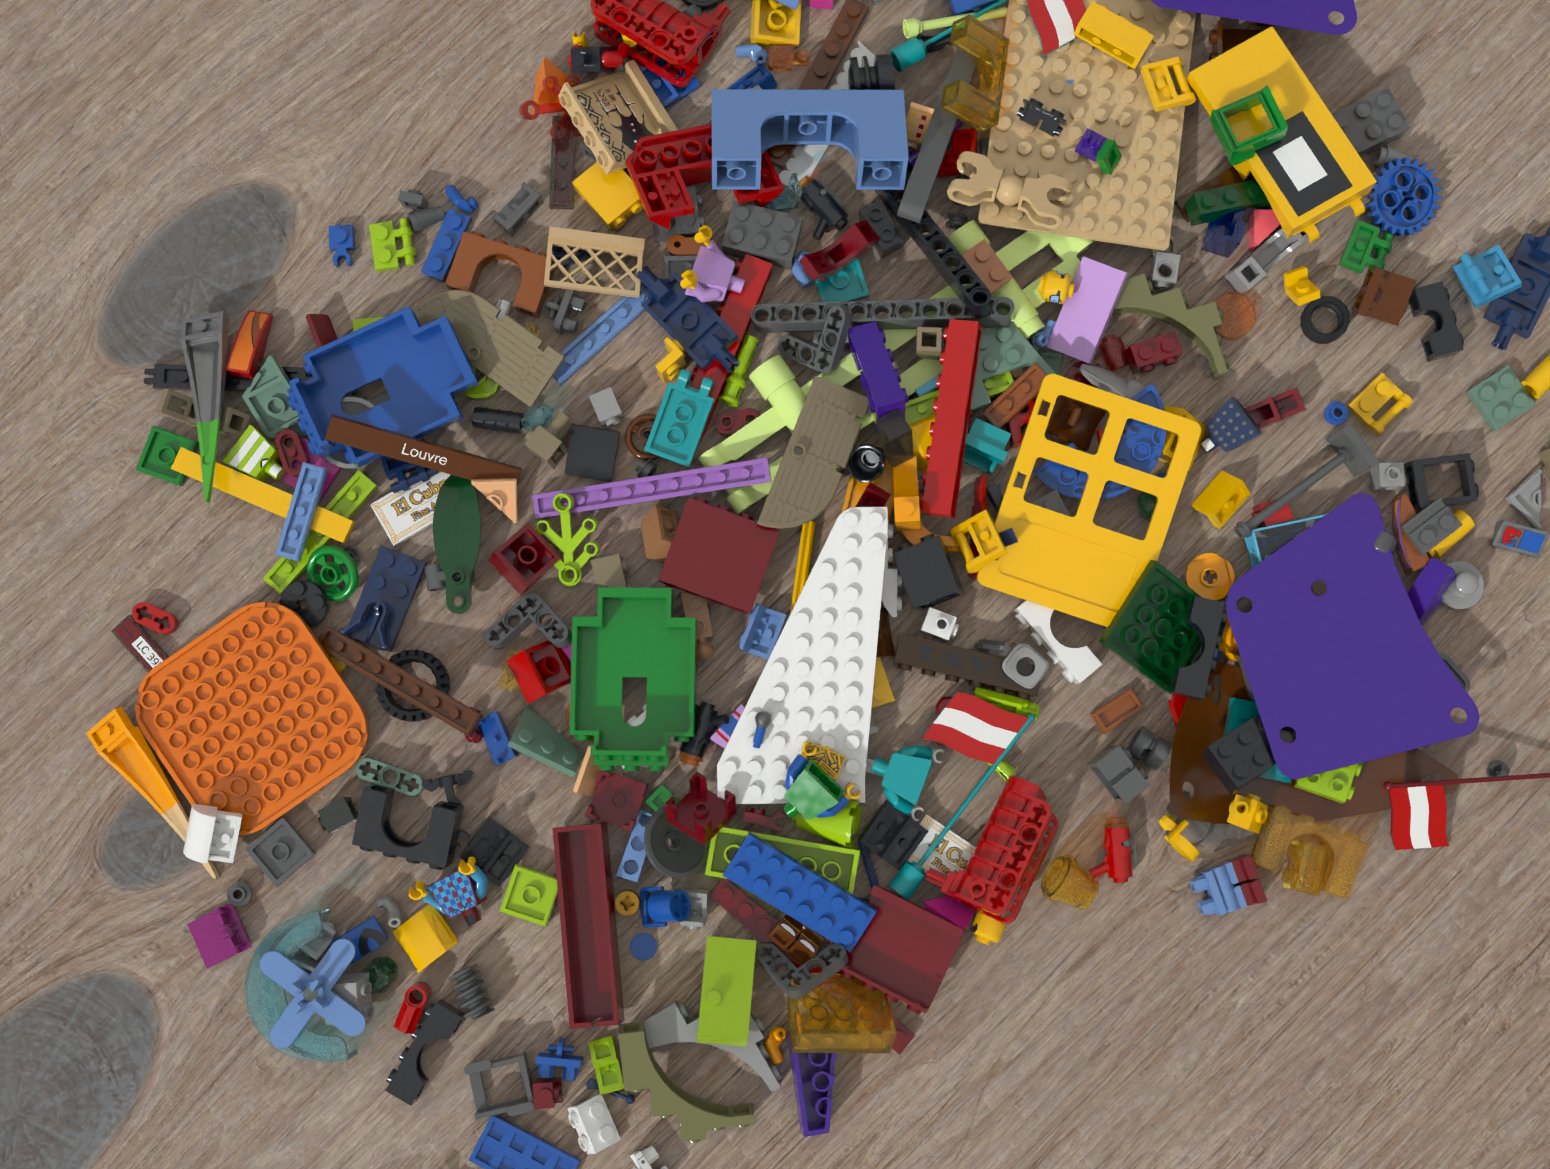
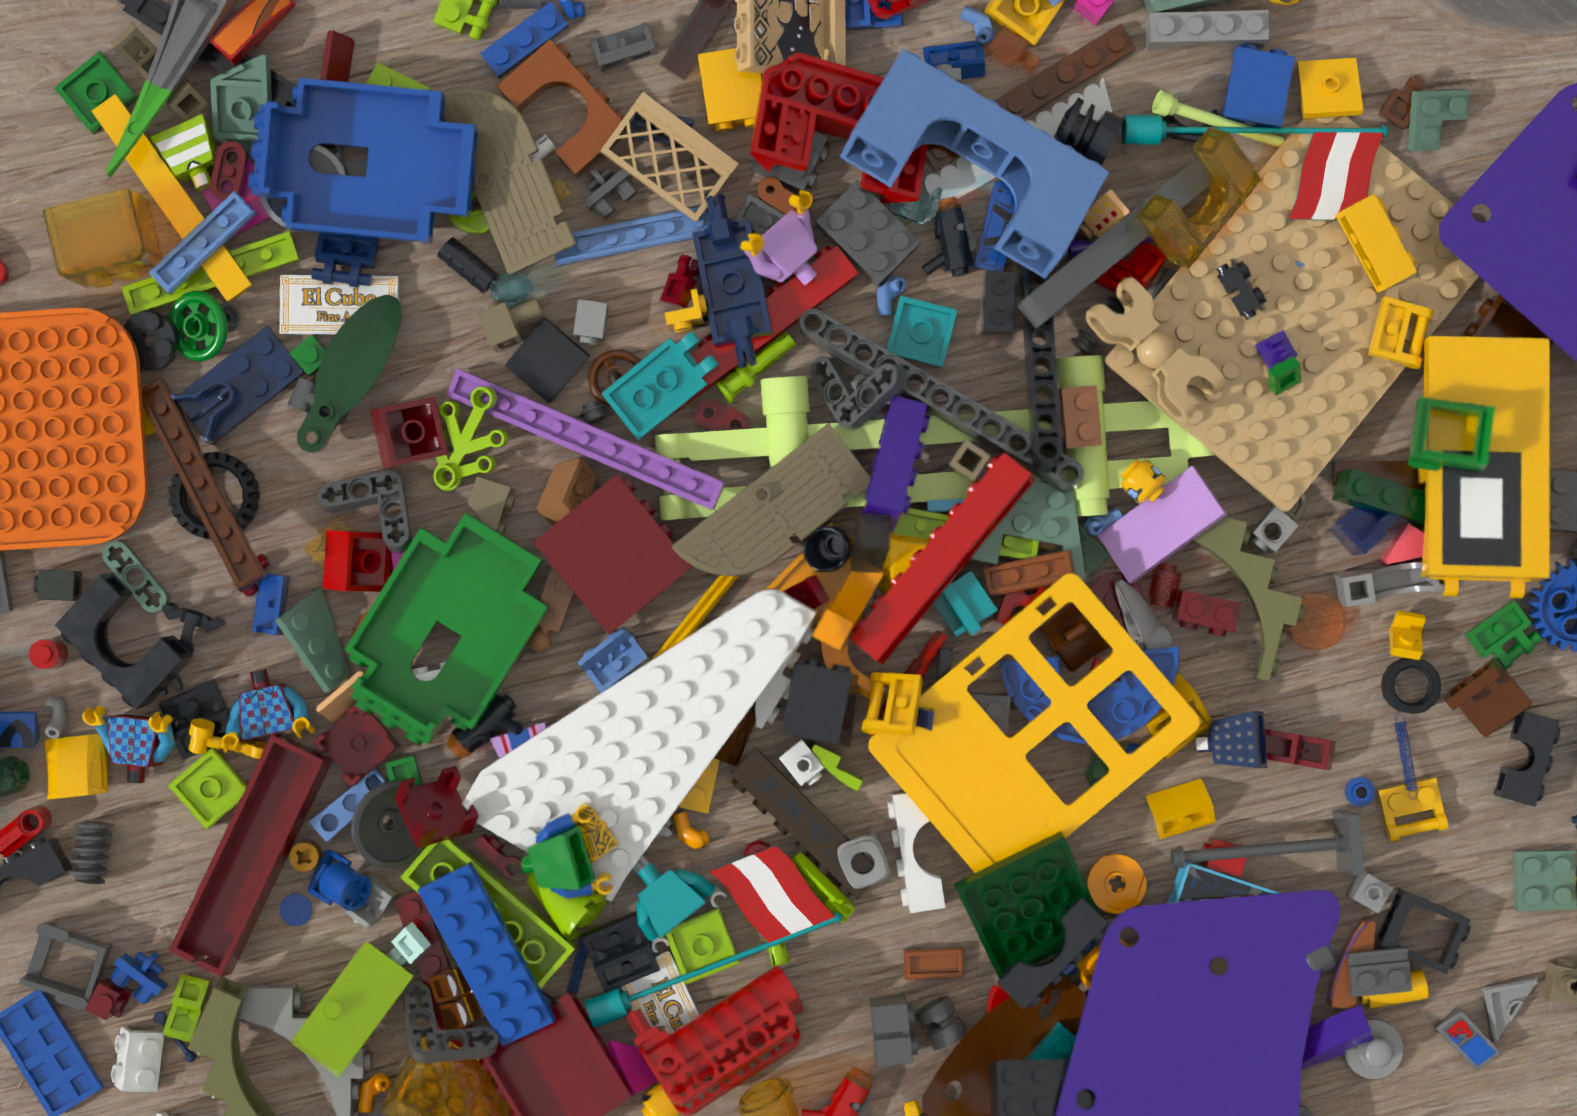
camera: 30 degrees right, 5 degrees up
(228, 548) = (103, 238): none -> clear yellow plate
(359, 868) = (48, 653): none -> red brick
(417, 451) = (365, 258): reddish brown tile -> none
(423, 548) = (309, 355): none -> green plate
(501, 493) = (424, 347): light nougat tile -> none
(504, 861) = (202, 737): none -> yellow brick
(538, 816) = (265, 712): none -> torso
(654, 346) = (679, 285): none -> dark red plate
(739, 920) = (408, 945): none -> light aqua plate
(762, 721) = (553, 756): piece -> none
(841, 253) = (936, 306): dark red arch -> none
(844, 171) = (998, 216): none -> blue tile
(889, 724) = (688, 835): none -> light orange arm
(945, 795) = (700, 943): none -> lime plate
(958, 611) = (830, 761): none -> lime slope
(993, 647) = (842, 821): flat silver axle -> none
(1352, 367) = (1404, 755): none -> blue piece

